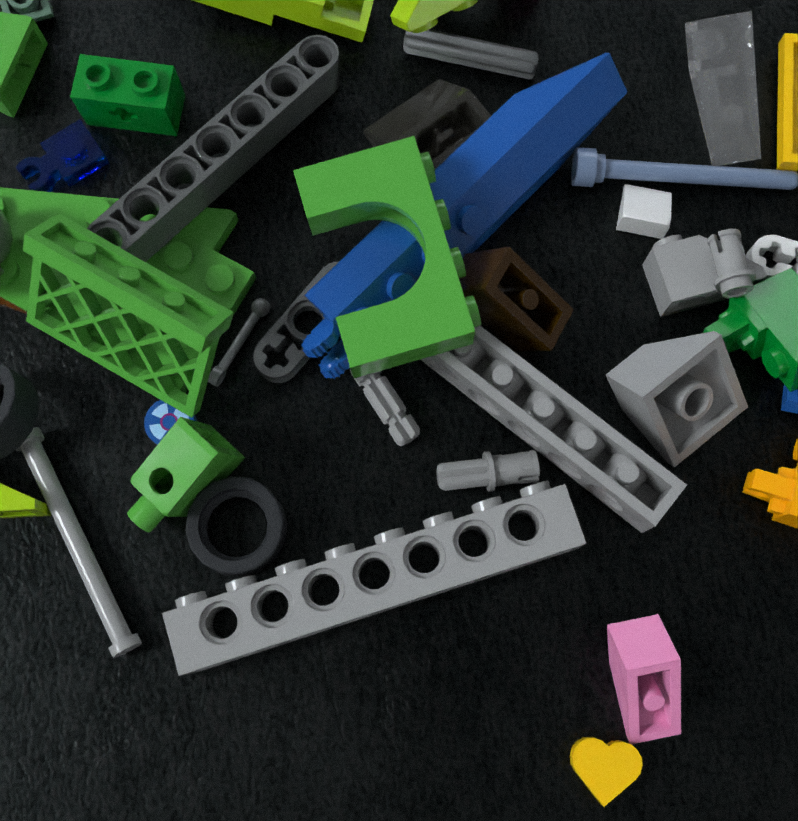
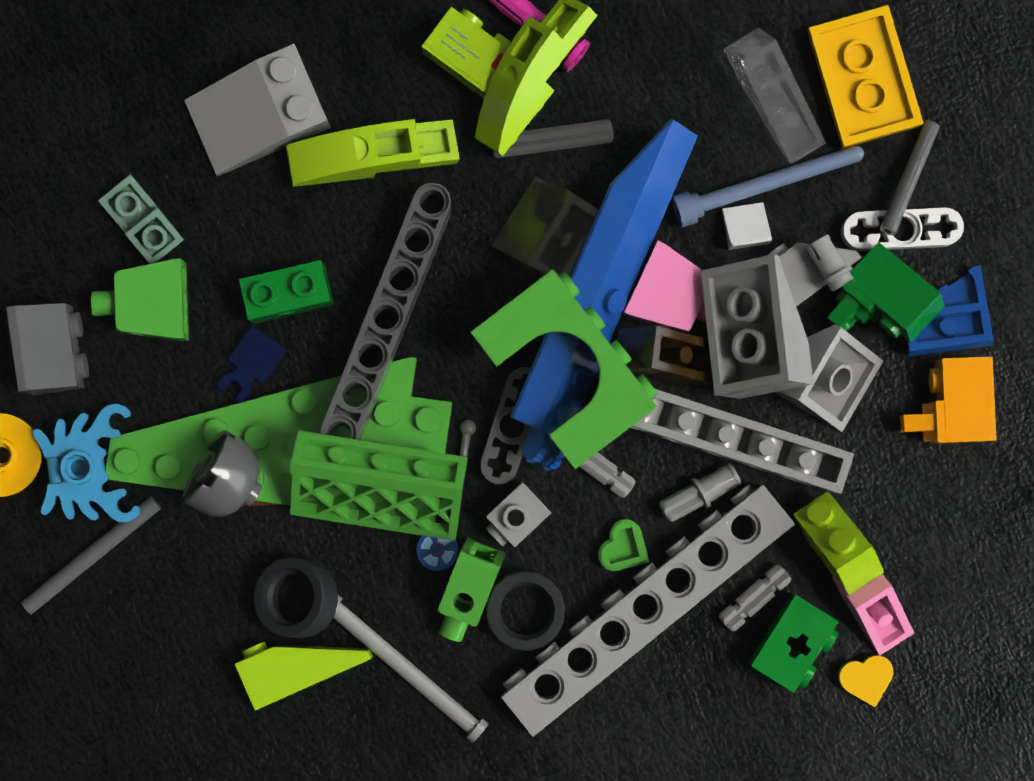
camera: 25 degrees left, 10 degrees up
(271, 417) = (516, 516): none -> light grey brick
(378, 501) = (624, 547): none -> bright green tile
(506, 616) = (755, 597): none -> light grey axle
(545, 238) = (668, 292): none -> bright pink torso
(546, 660) = (772, 653): none -> green brick
(620, 302) = (754, 329): none -> light grey slope
(632, 587) = (838, 543): none -> lime brick

